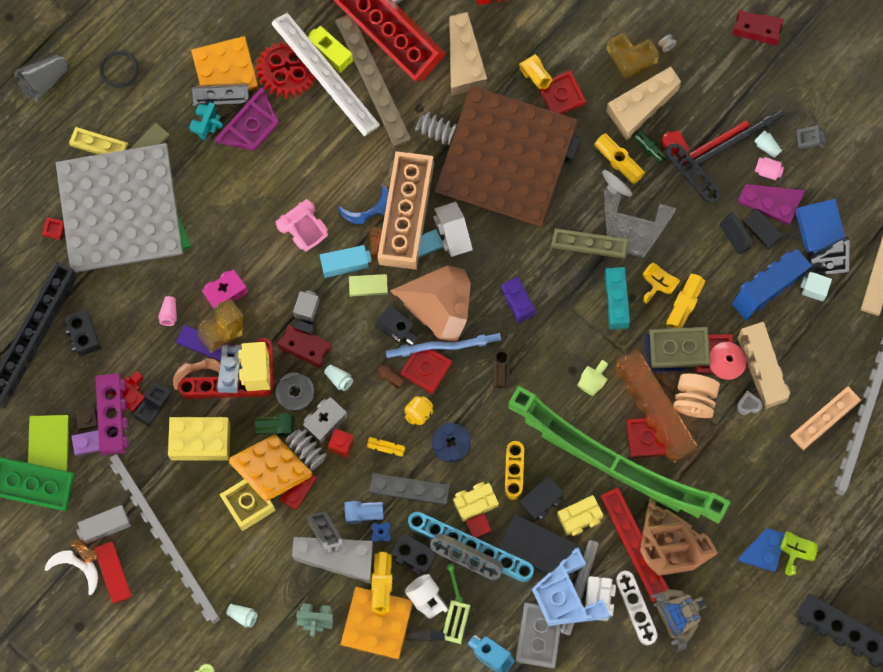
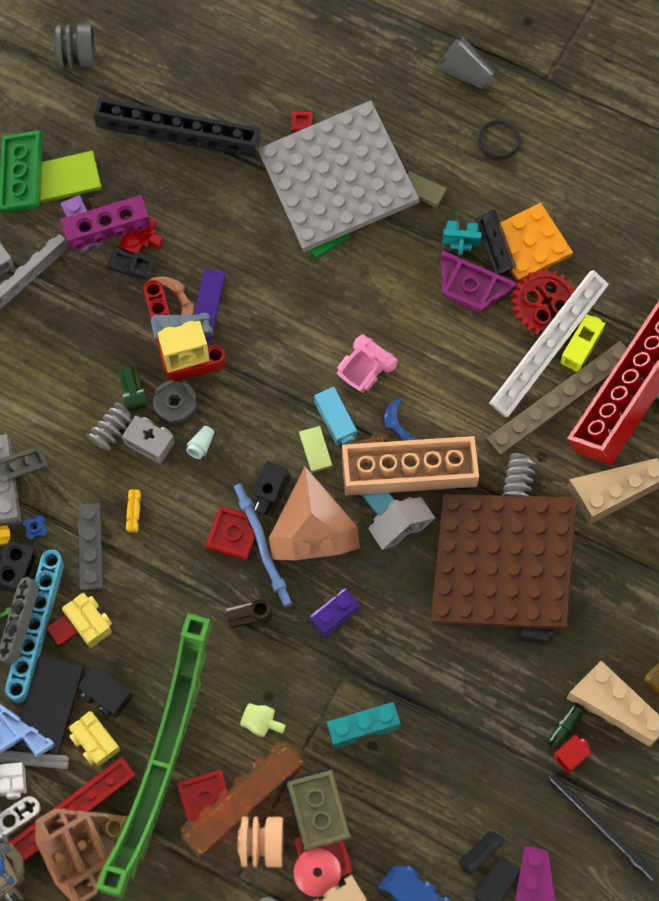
camera: 75 degrees right, 5 degrees down
(86, 331) = (196, 180): black brick -> none
(96, 142) = (408, 139): light yellow tile -> none
(168, 312) = (235, 253): bright pink cone -> none
(199, 438) = (100, 317): light yellow brick -> none
(223, 327) = (226, 308): clear yellow brick -> none
(229, 281) = (275, 313): dark pink brick -> none
(246, 504) = (38, 381): light yellow brick -> none
(270, 467) = (79, 392): light orange plate -> none
(294, 496) = (68, 428): red hinge -> none
(304, 346) = (227, 399): dark red piece -> none
(305, 325) = (251, 393): black tile -> none
(306, 305) = (274, 389): light grey brick -> none
(341, 443) = (125, 461): red brick -> none
(358, 512) = (52, 498): medium blue piece -> none
(387, 373) = (216, 492): reddish brown animal -> none
(418, 410) = (180, 534): yellow head -> none
(440, 443) = (158, 590): dark blue plate -> none
(511, 461) = (121, 650): yellow beam -> none
(534, 70) = (622, 569): yellow piece -> none
(563, 94) = (603, 610): red tile -> none
(590, 243) = (423, 681): olive tile -> none
(612, 150) = (530, 702): yellow piece -> none
(615, 184) = (502, 692): light grey dish -> none
(640, 232) = (449, 727): clear wing -> none
(669, 280) = (410, 767): yellow helmet -> none
(685, 301) = (379, 808): yellow piece -> none
(690, 175) = (543, 782): black beam -> none
(720, 139) = (594, 805): red bar -> none
(768, 144) = (607, 868): light aqua cone -> none
(769, 168) = (575, 875): bright pink brick -> none

